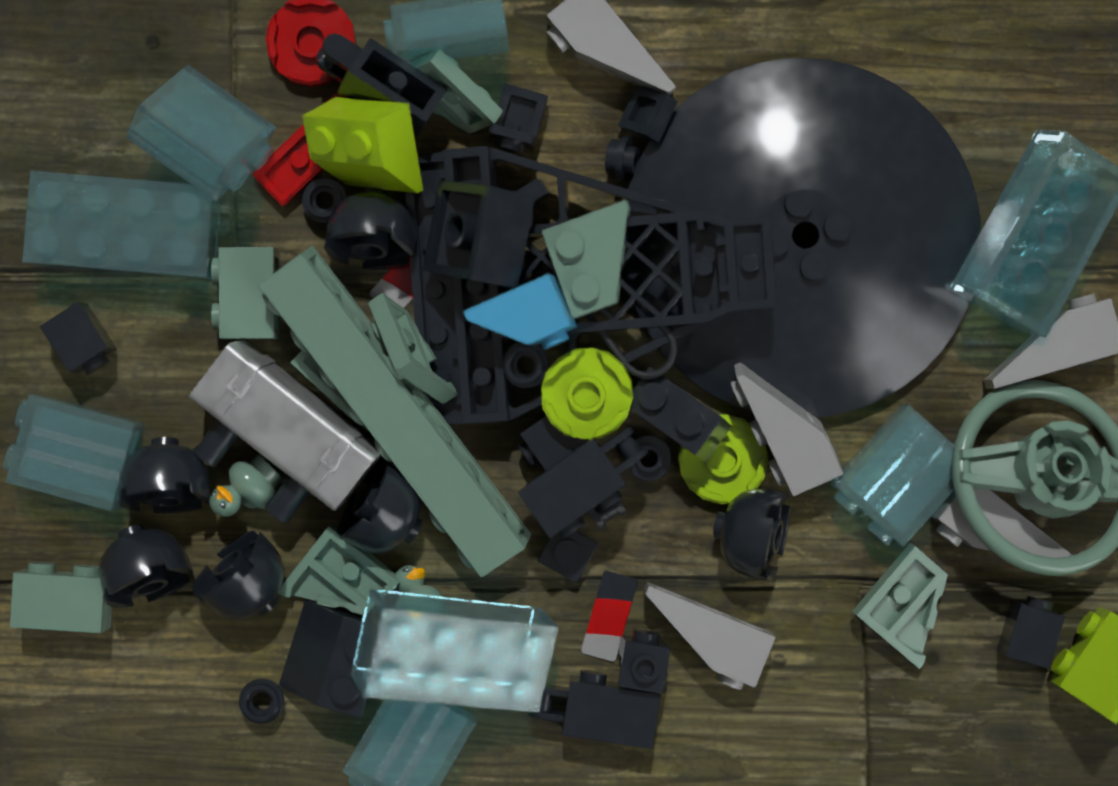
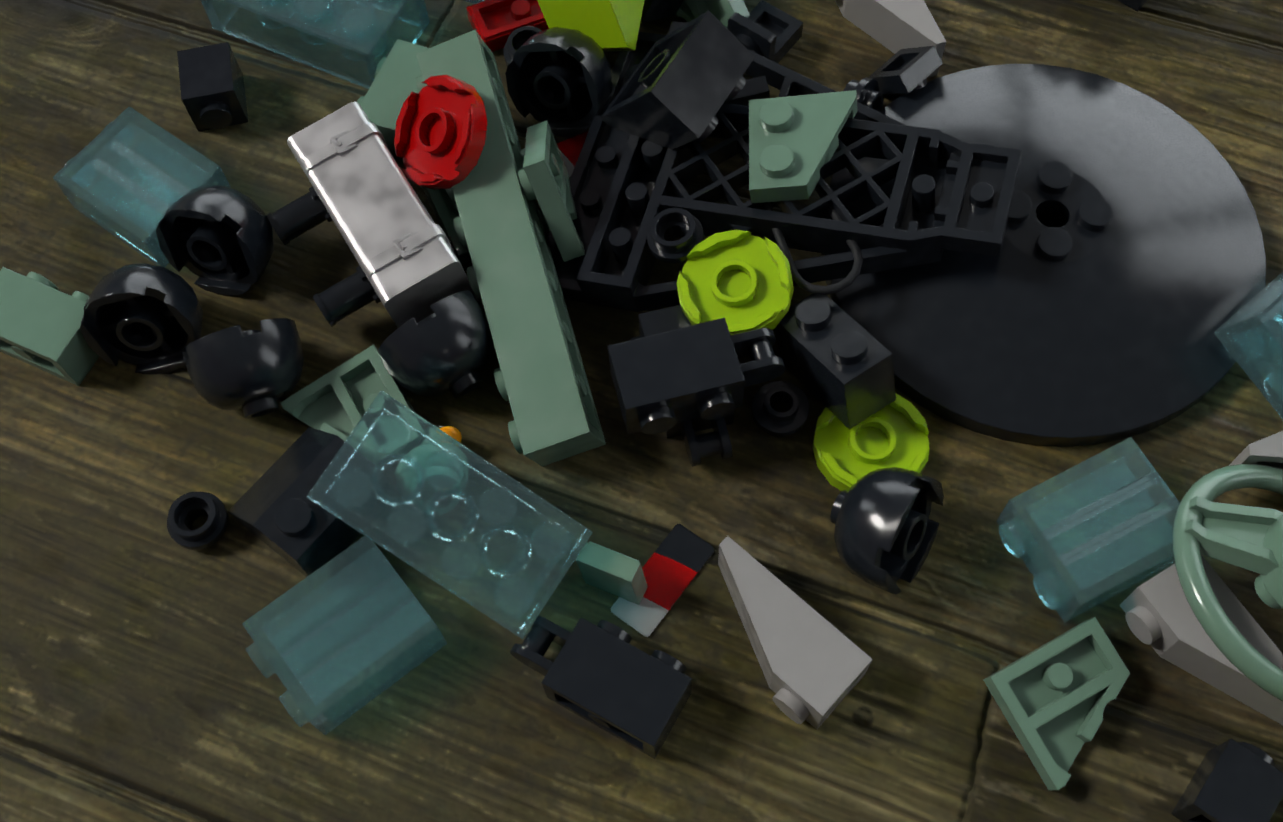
camera: 25 degrees right, 25 degrees down
(251, 483) = (307, 268): sand green animal -> none
(313, 354) = (441, 132): none -> red tile
(528, 313) = (696, 169): dark azure slope -> none
(568, 555) = (641, 482): black plate -> none
(578, 633) = (612, 572): none -> sand green tile
(643, 661) = (685, 630): black bracket -> none
(793, 434) = (972, 430): light grey slope -> none

